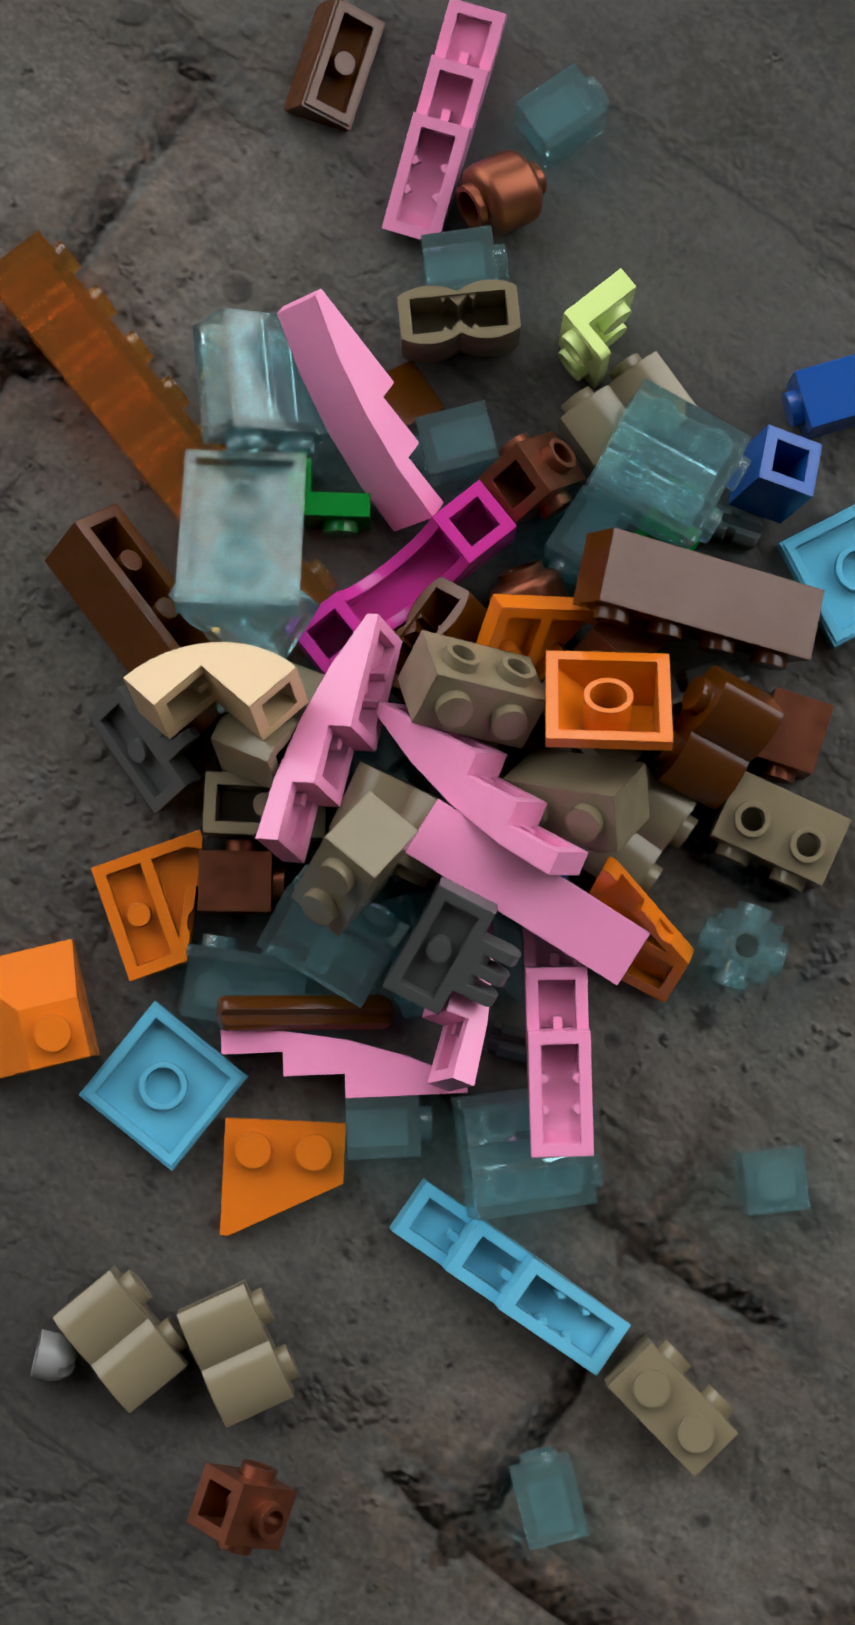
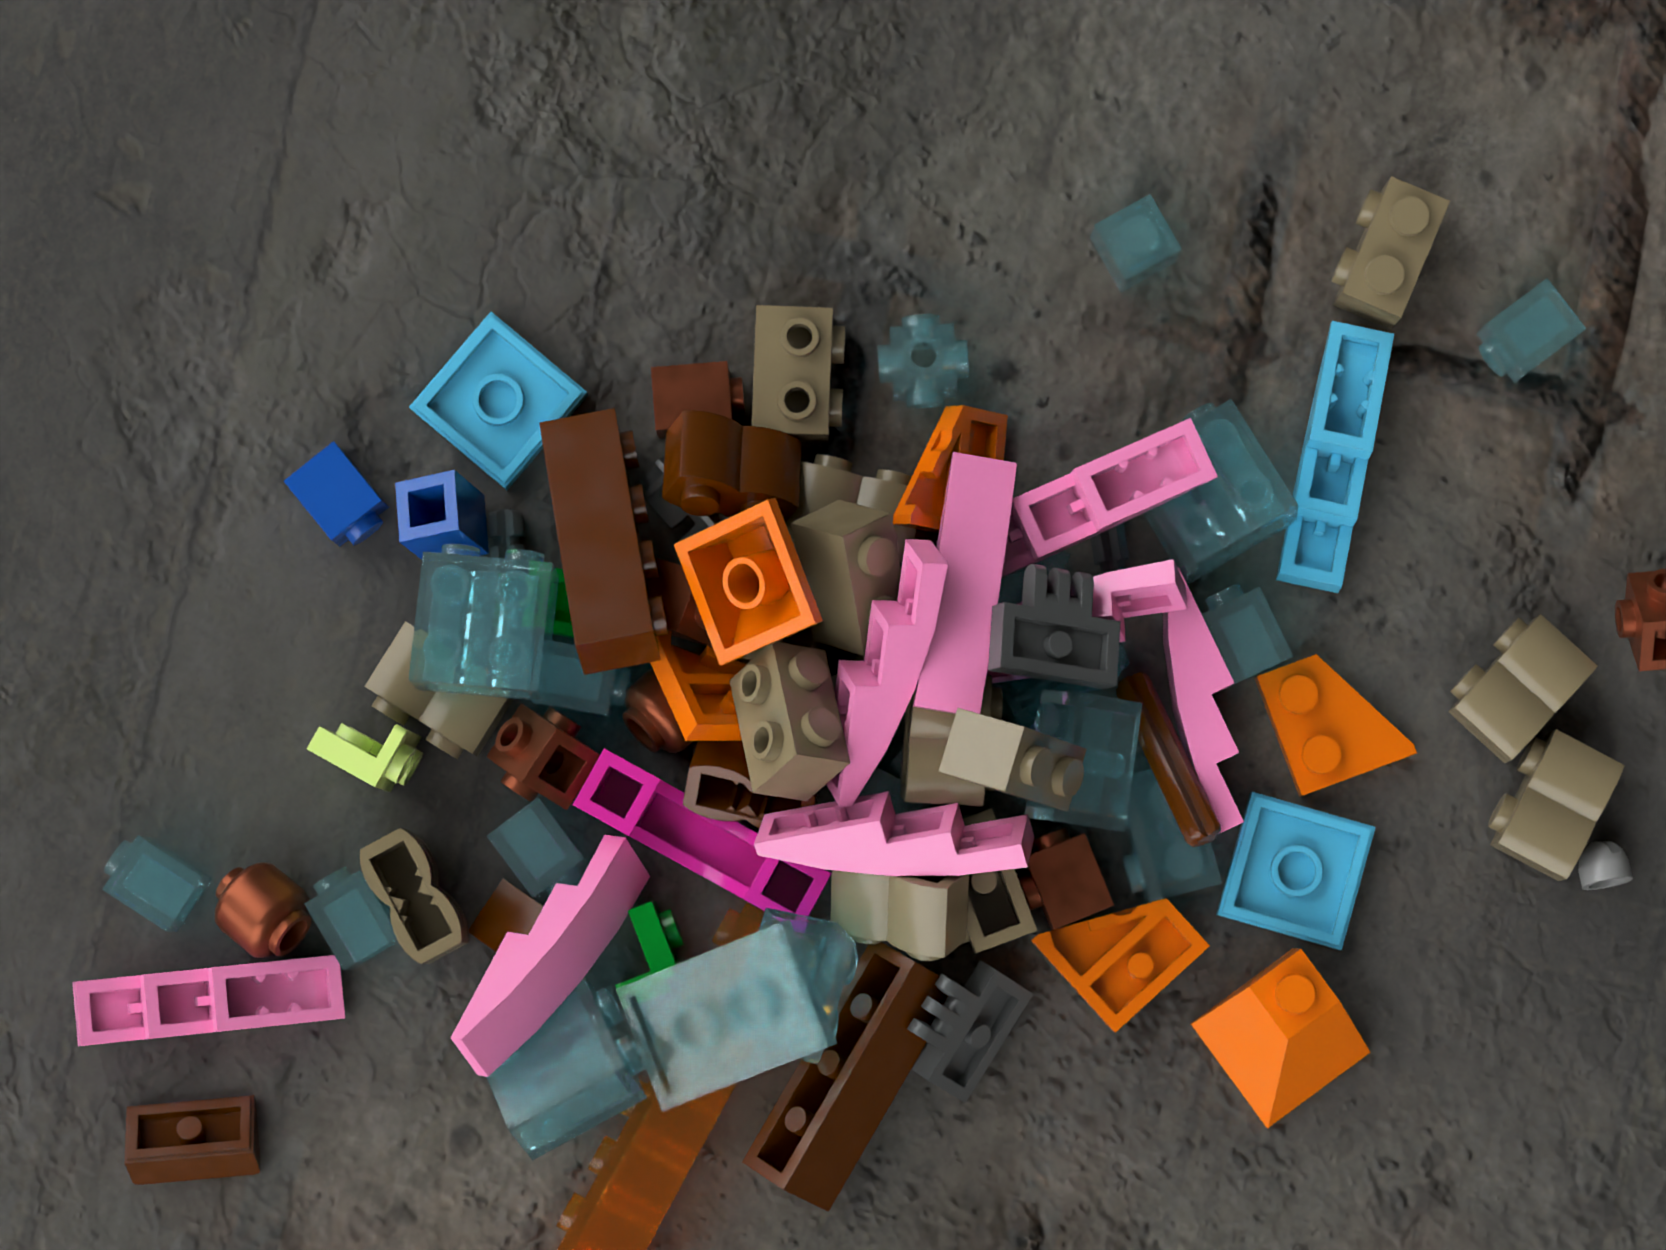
camera: 110 degrees left, 0 degrees up
(242, 678) = (875, 946): tan brick -> none

